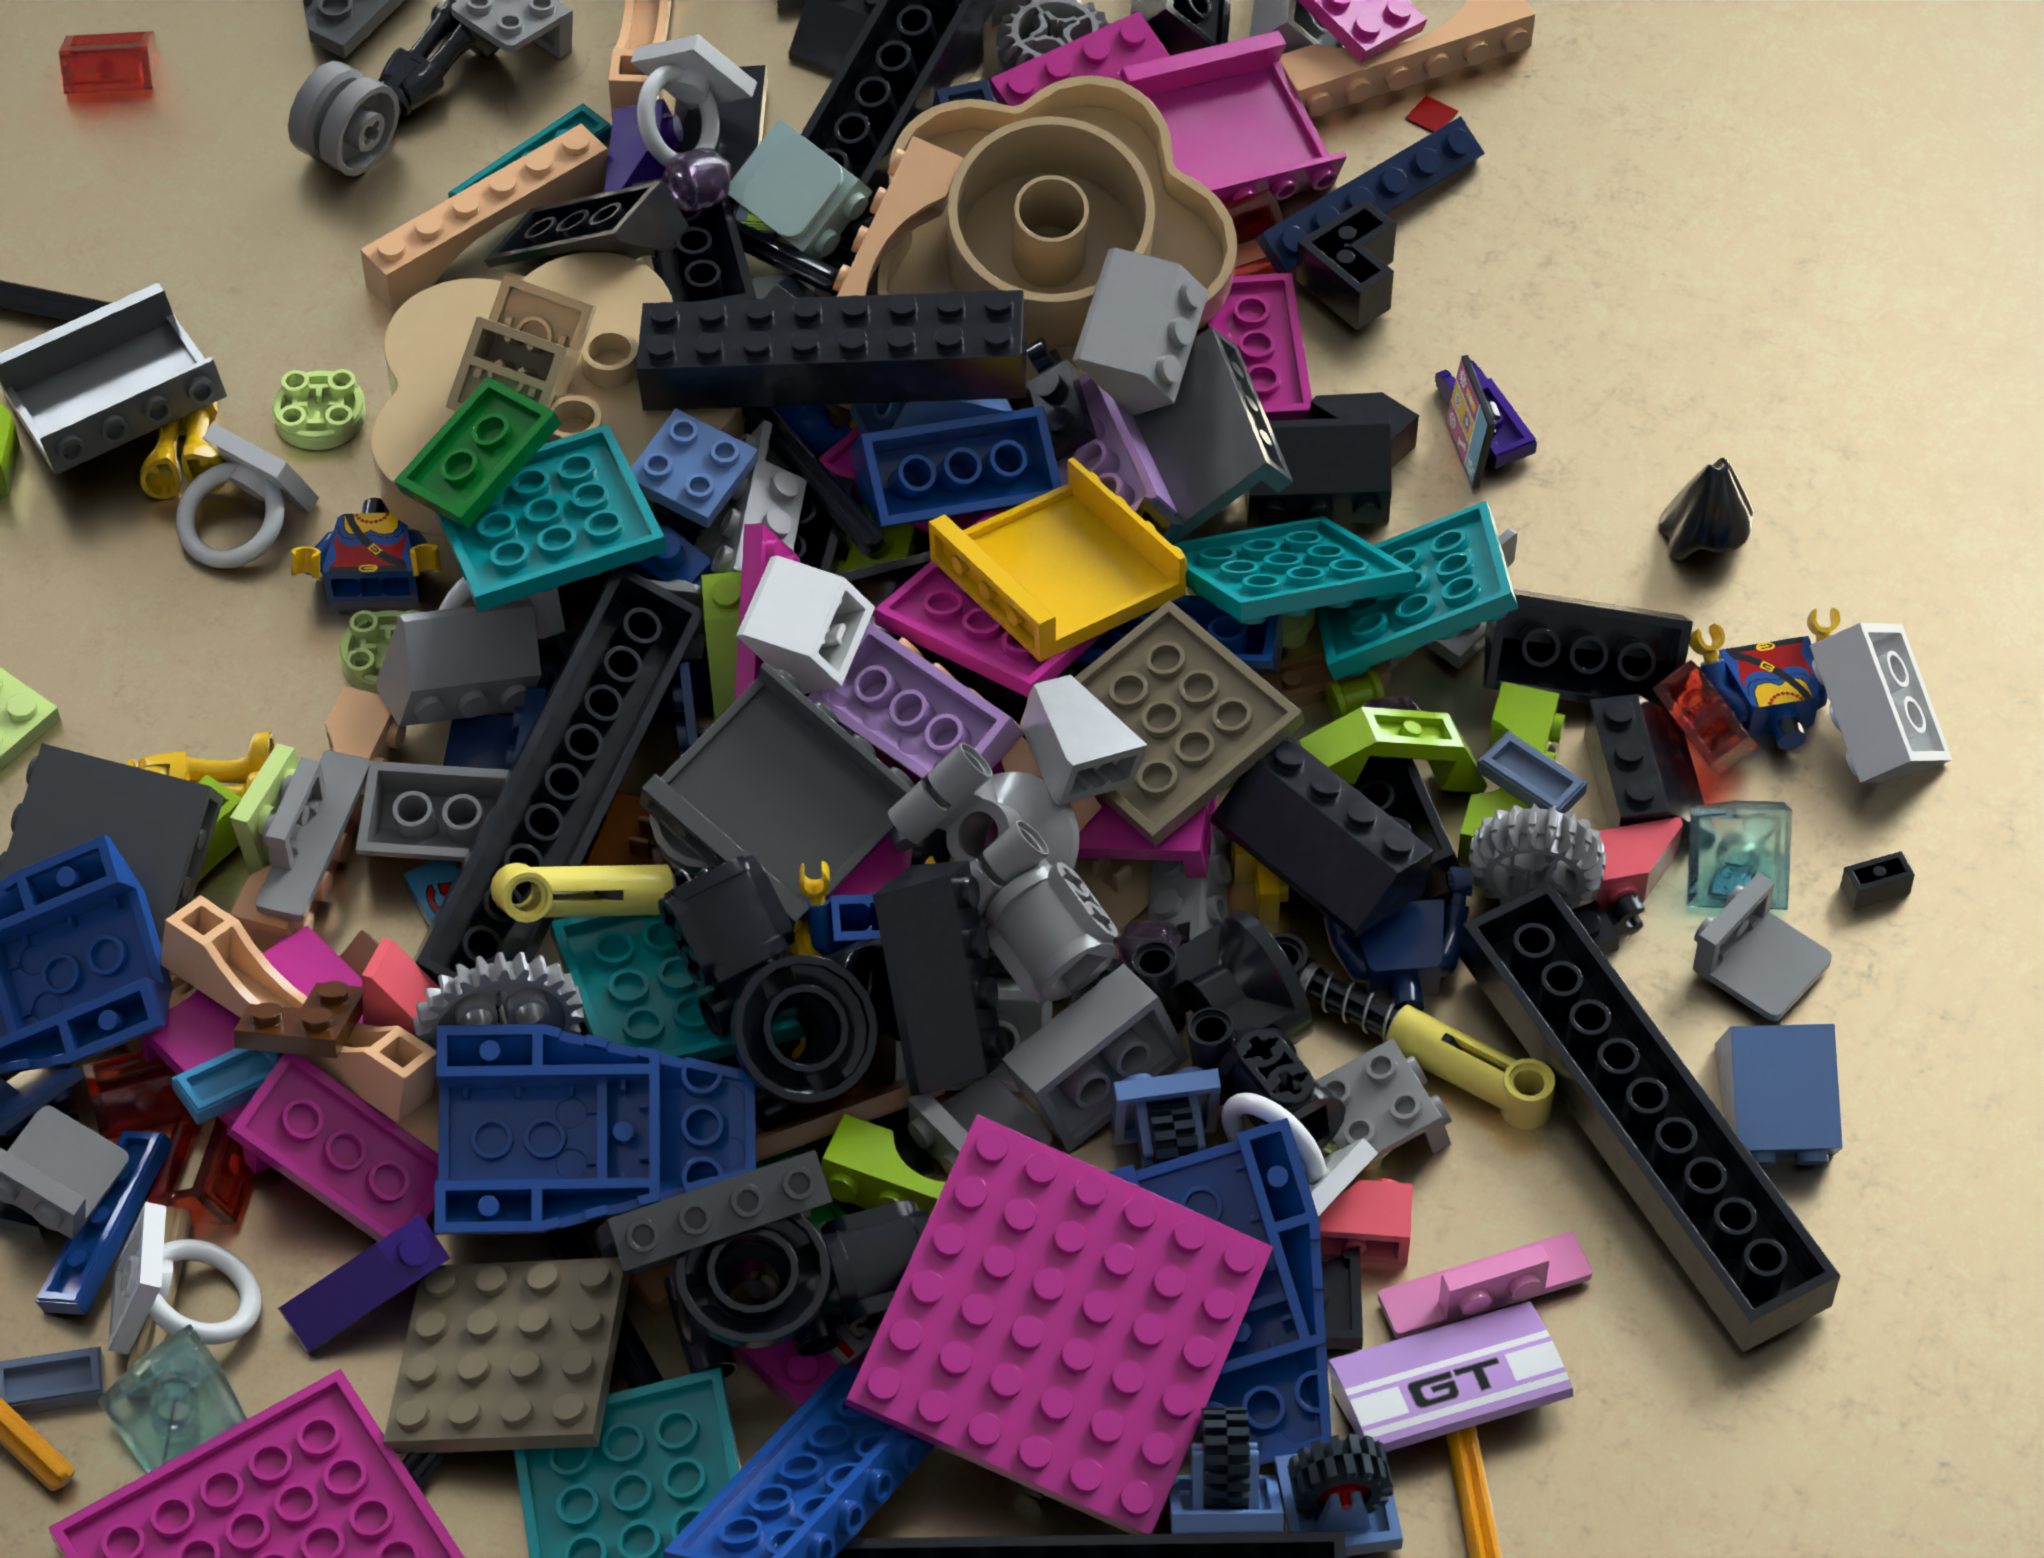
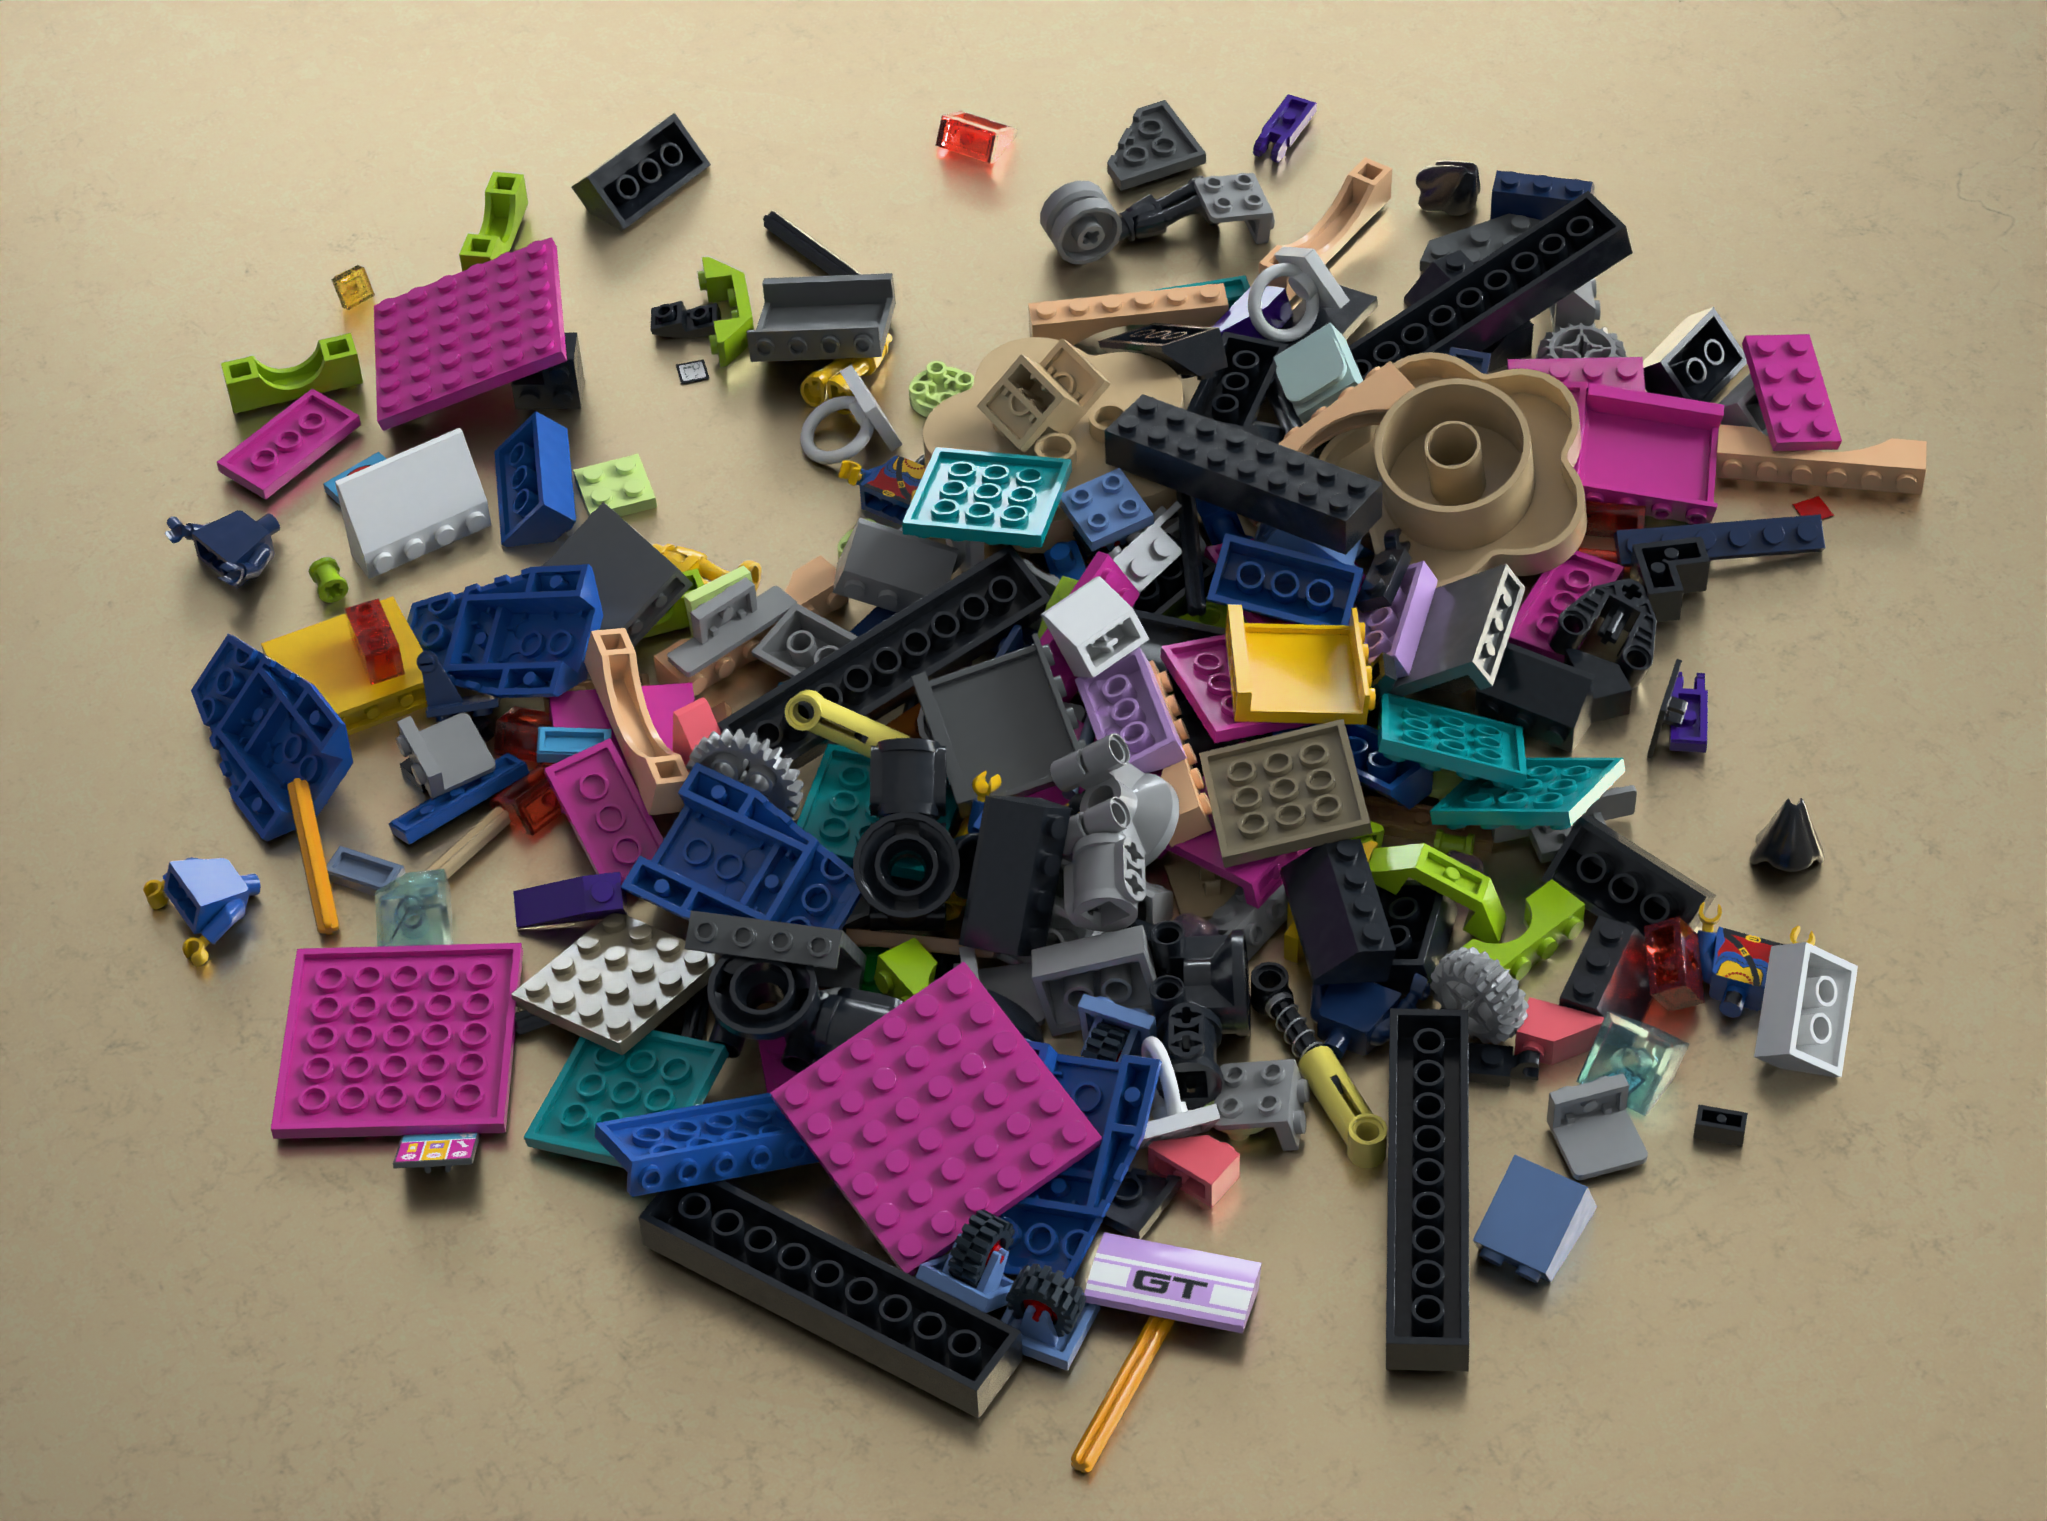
camera: 35 degrees right, 5 degrees down
(145, 1276) = (448, 835): white tile -> none
(314, 1030) = (628, 733): reddish brown plate -> none
(477, 452) = (969, 439): green plate -> none
(697, 179) = (1259, 342): clear purple head -> none
(1078, 741) = (1211, 777): light grey slope -> none
(1140, 329) = (1457, 545): light grey slope -> none
(1341, 334) = (1623, 606): none -> black connector
(1484, 1285) = (1249, 1241): bright pink bracket -> none
(1530, 775) = (1520, 945): sand blue tile -> none

